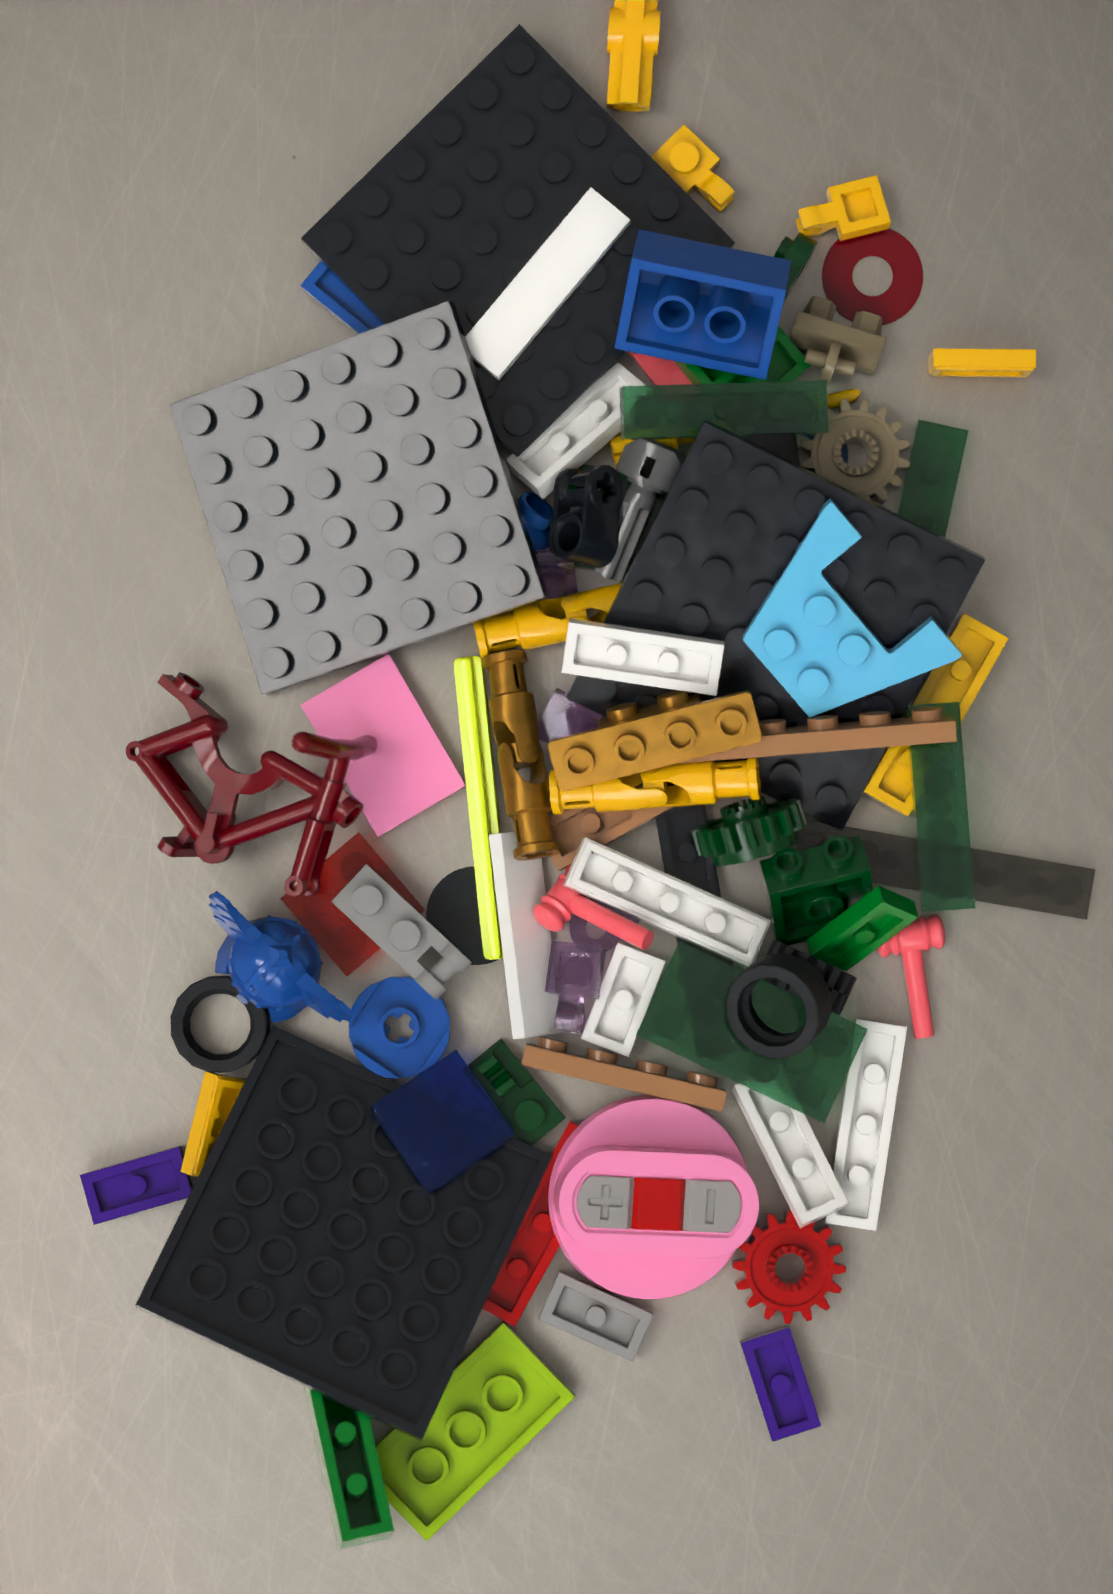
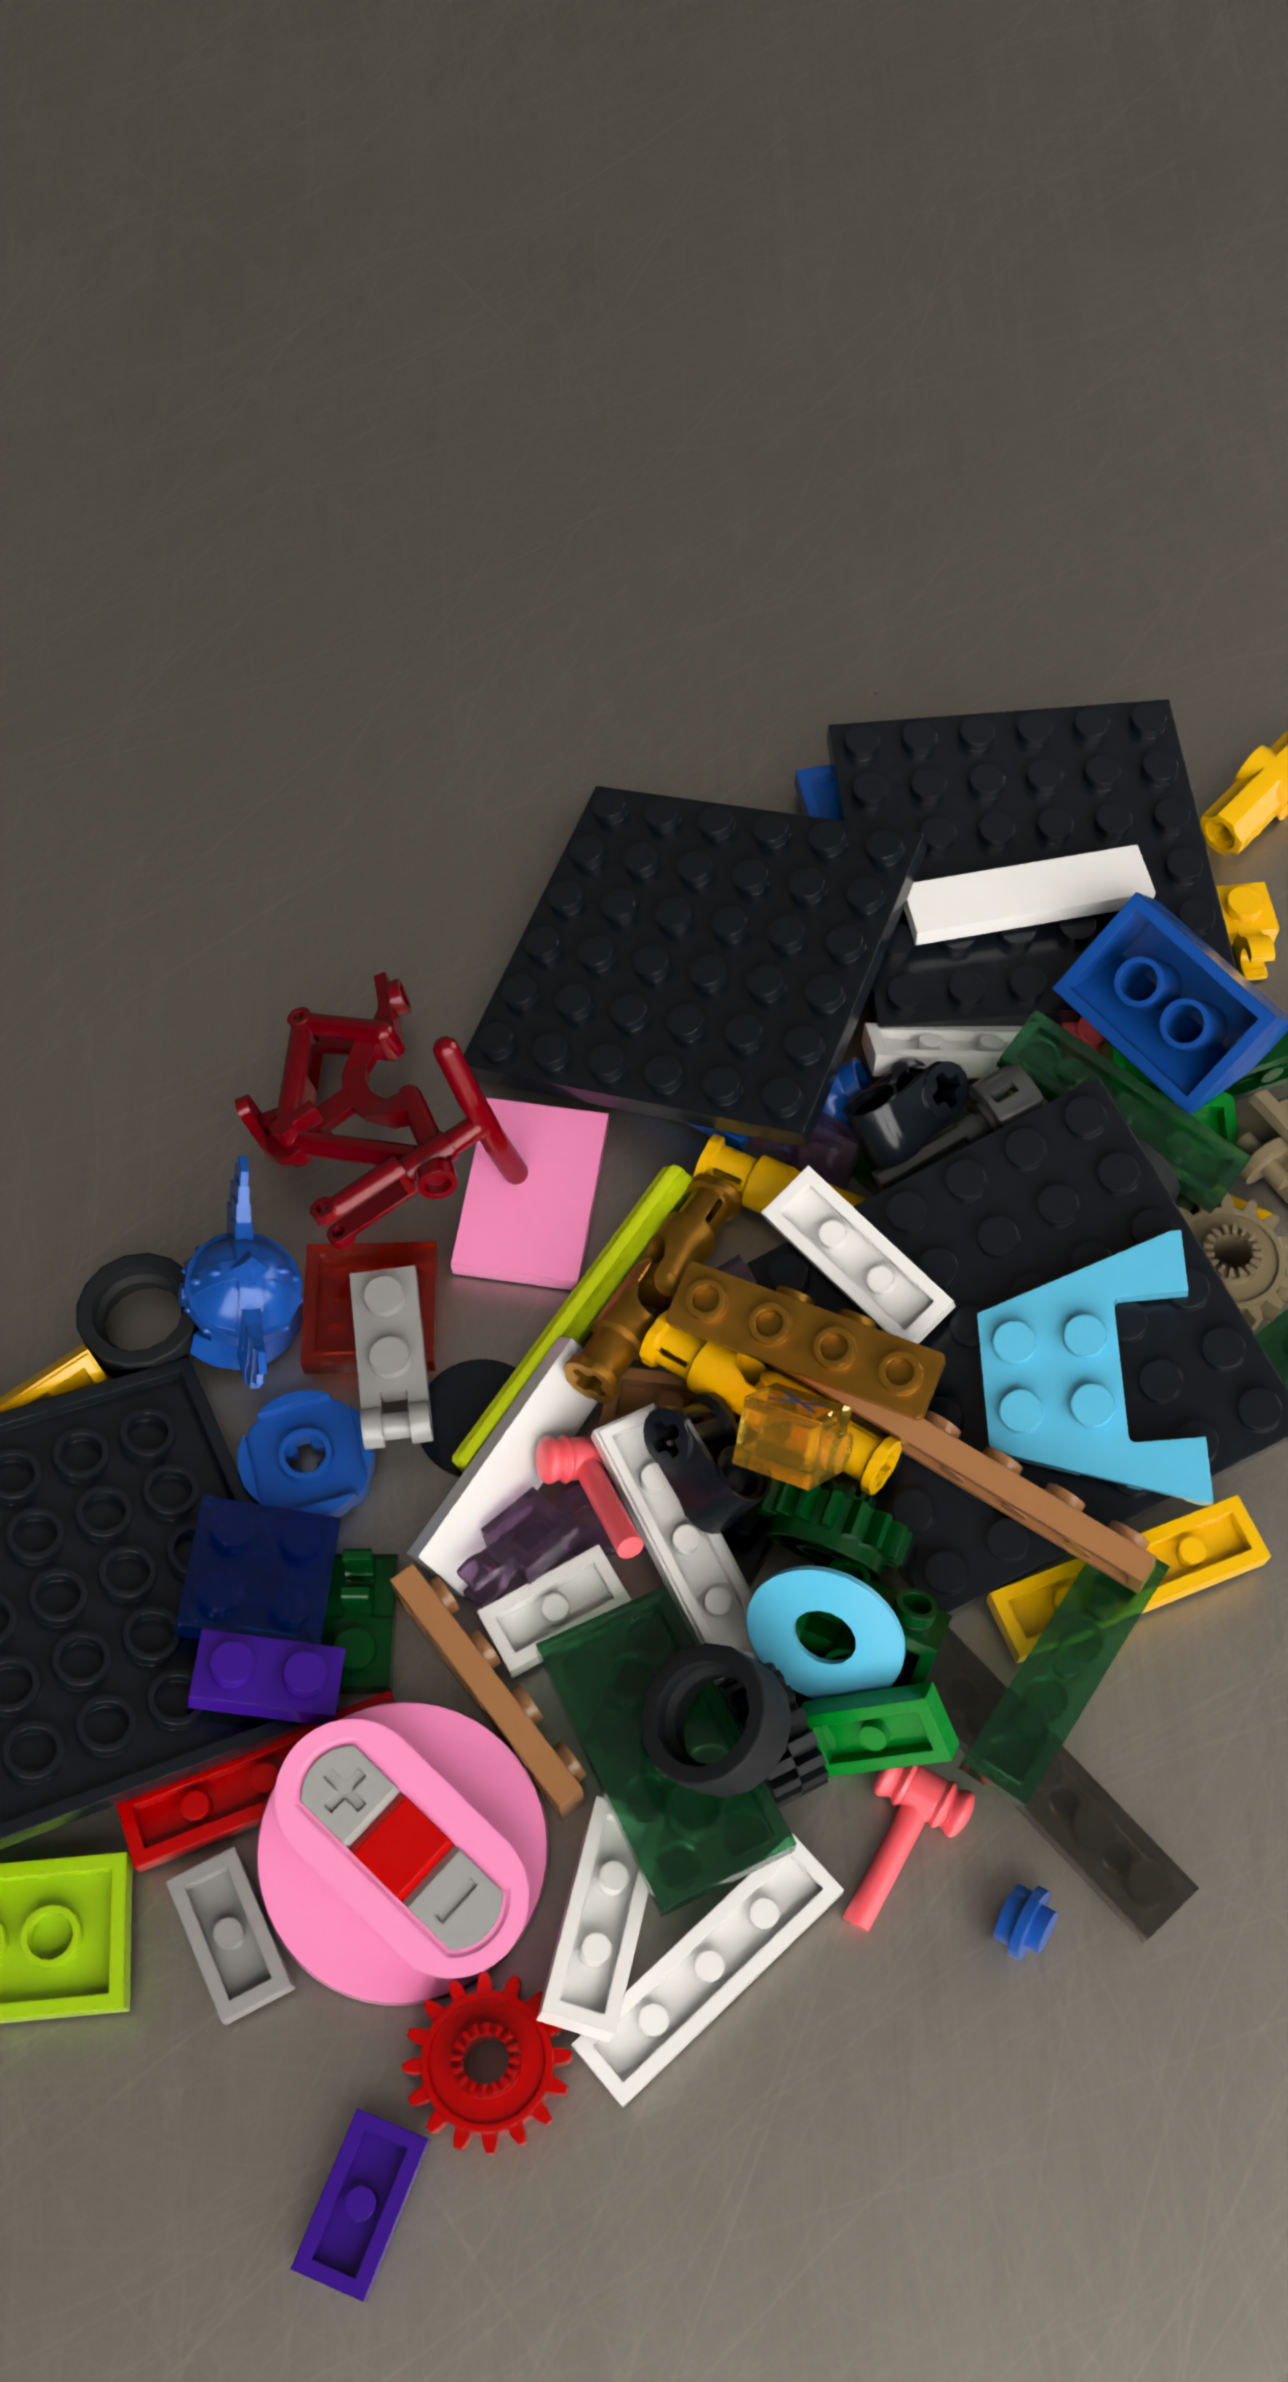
camera: 40 degrees right, 25 degrees down
(502, 1174) = (266, 1677): none -> dark purple plate
(651, 853) = (701, 1465): none -> black piece
(697, 809) = (793, 1436): none -> clear yellow brick
(760, 908) = (809, 1588): none -> medium azure gear
(1015, 963) = (1026, 1921): none -> blue plate

